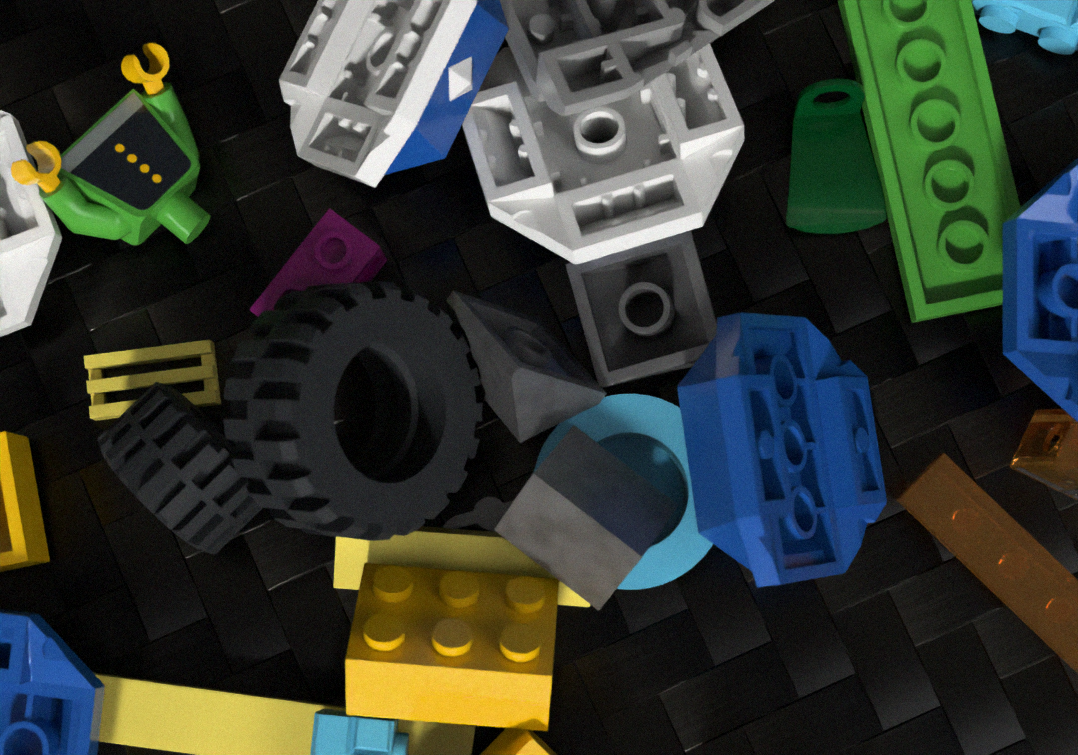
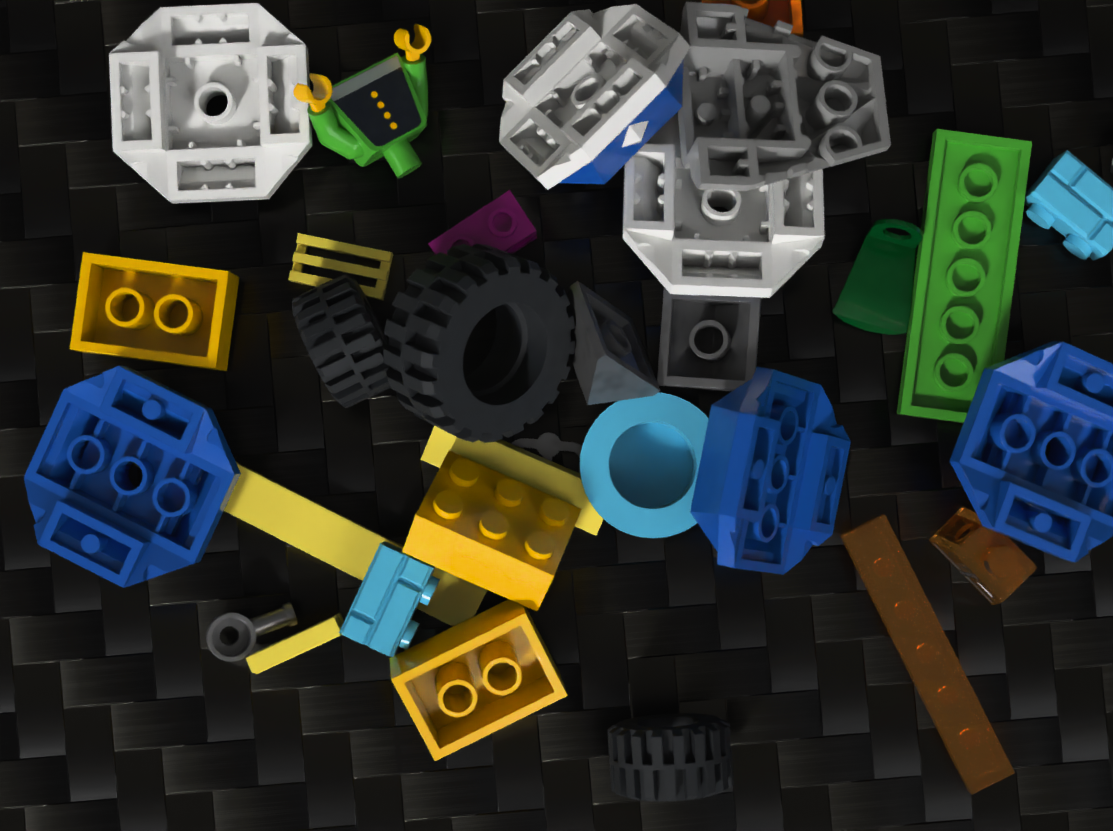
camera: 20 degrees right, 5 degrees up
(586, 517) = (616, 473): flat silver slope -> none

